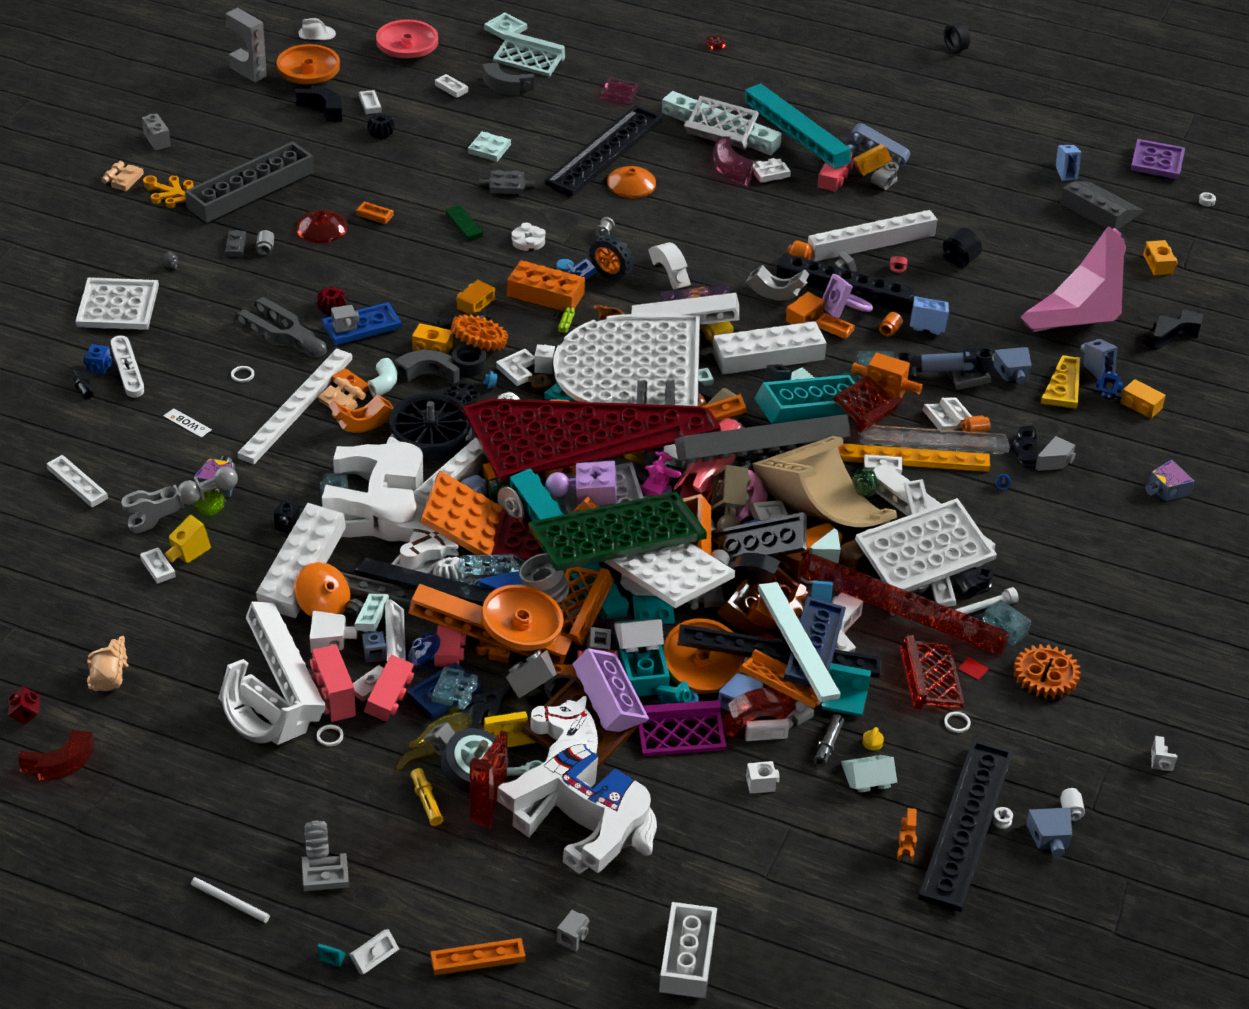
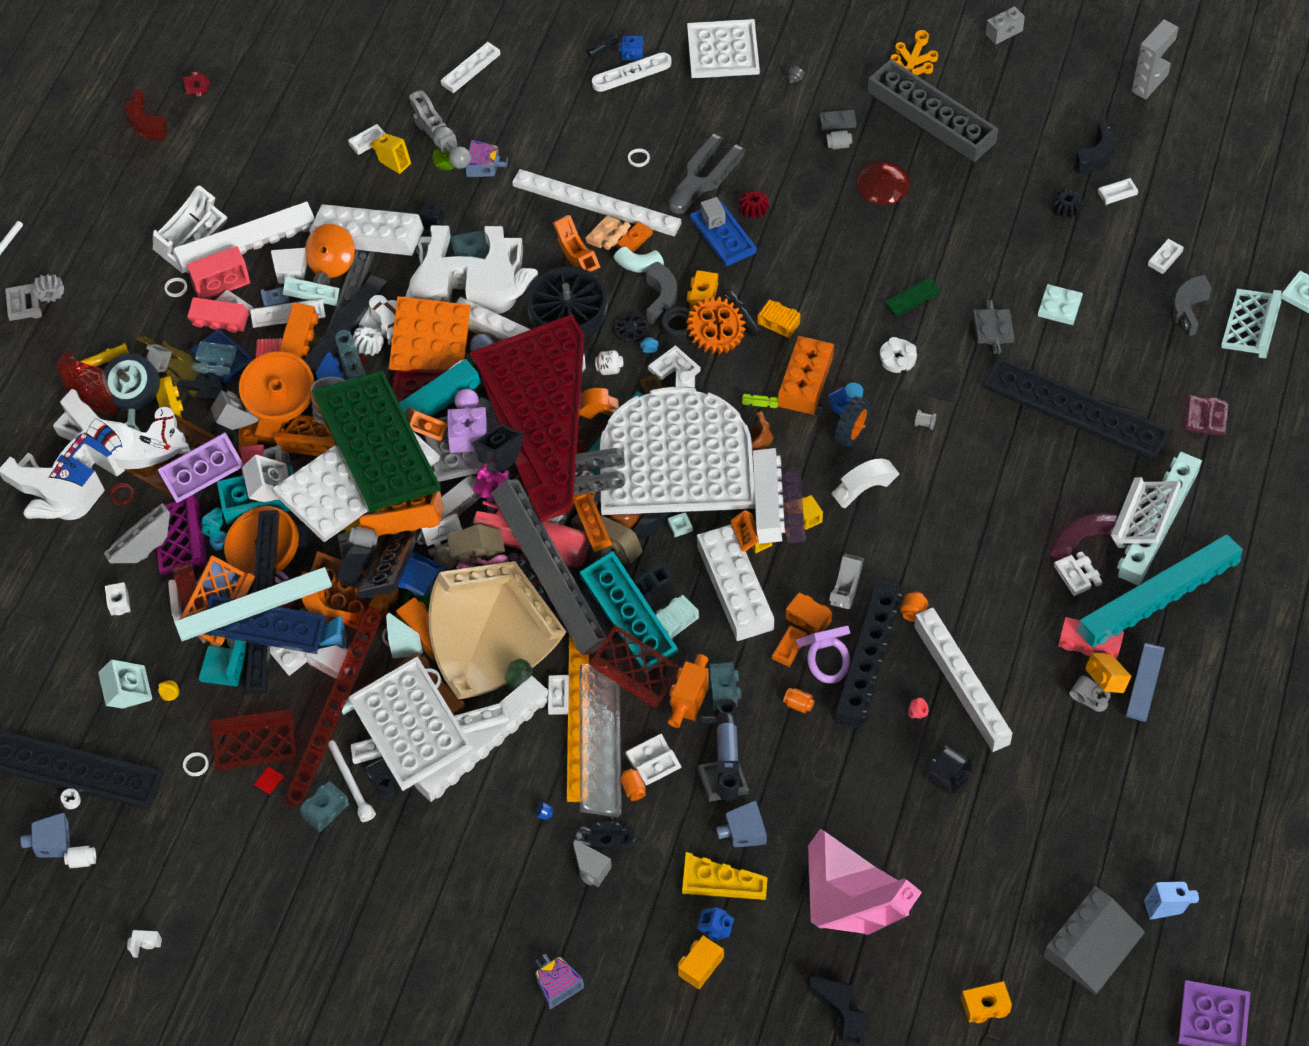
camera: 90 degrees right, 15 degrees up
(107, 666) = (238, 125): light nougat helmet -> none
(125, 178) = (930, 20): light nougat plate -> none
(187, 422) = (564, 130): white sticker -> none
(308, 64) = (1162, 124): orange dish -> none
(315, 29) = (1244, 126): white piece -> none
(374, 212) = (910, 219): orange plate -> none
(407, 39) = (1240, 202): coral dish -> none
(423, 649) = (267, 332): clear blue dish -> none
(631, 182) = (1024, 448): orange dish -> none
(631, 451) = (499, 447): none -> black slope
(684, 750) = (141, 538): none -> light grey wedge
(743, 327) = (738, 522): none -> orange slope
(826, 746) = (157, 650): dark grey pin -> none
(846, 262) = (906, 654): light grey tile -> none
(907, 838) = (37, 711): orange plate -> none
(929, 315) = (826, 739): light blue slope -> none
(1061, 676) = (249, 857): orange gear -> none
(1099, 357) = (763, 915): sand blue torso -> none

